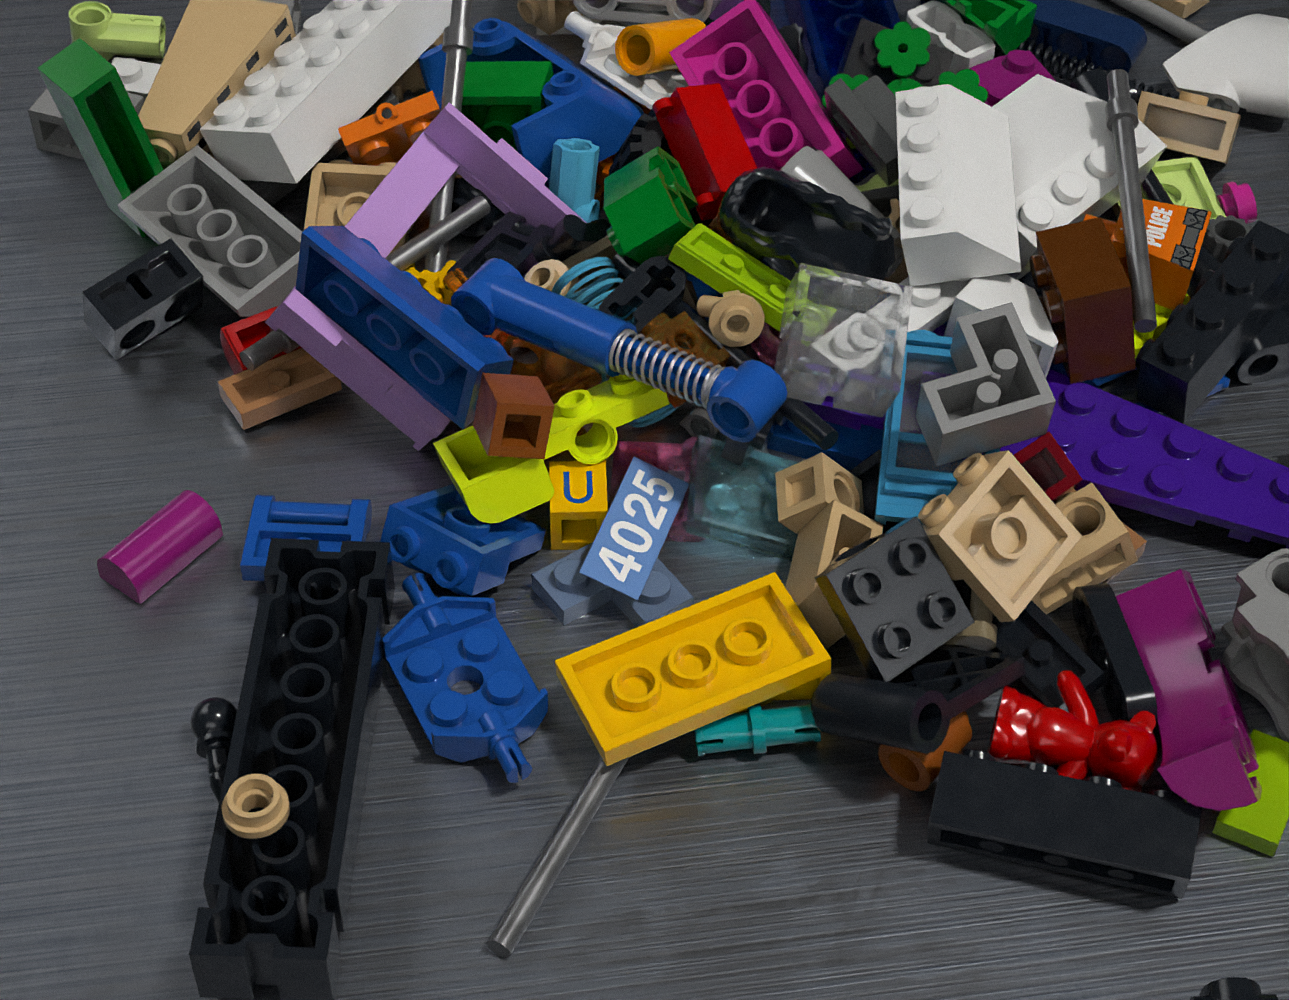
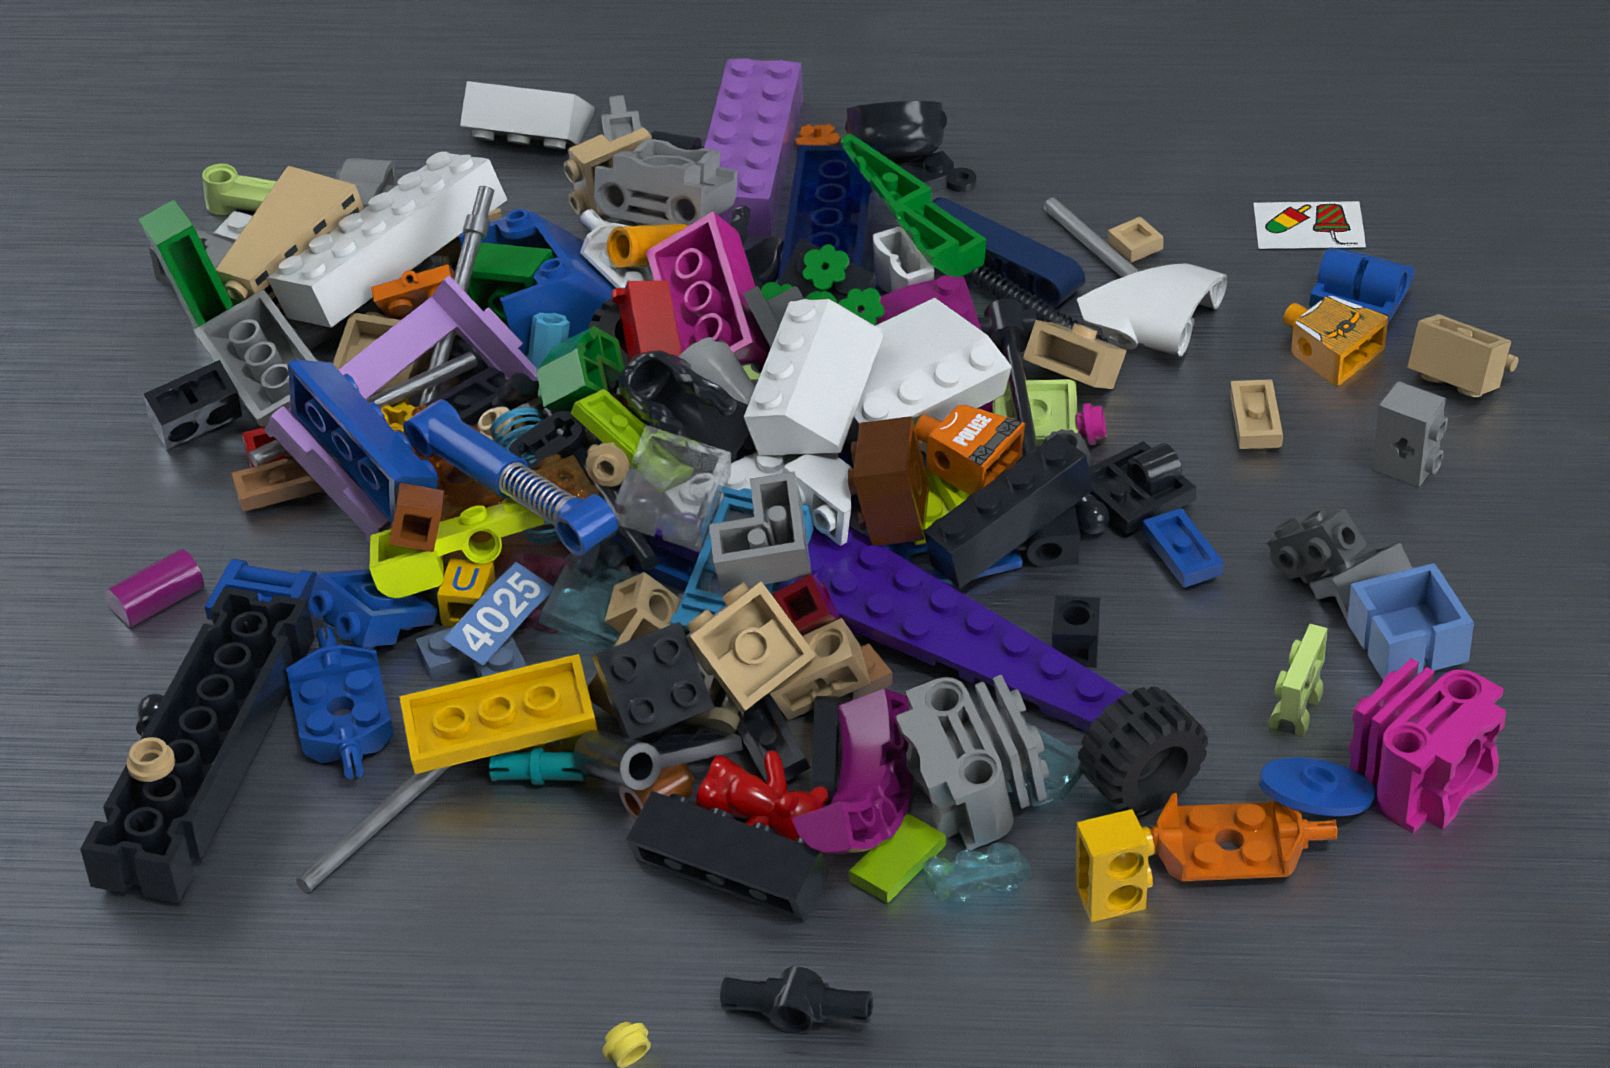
camera: 15 degrees right, 5 degrees down
(1122, 120) = (968, 342): flat silver bar -> none

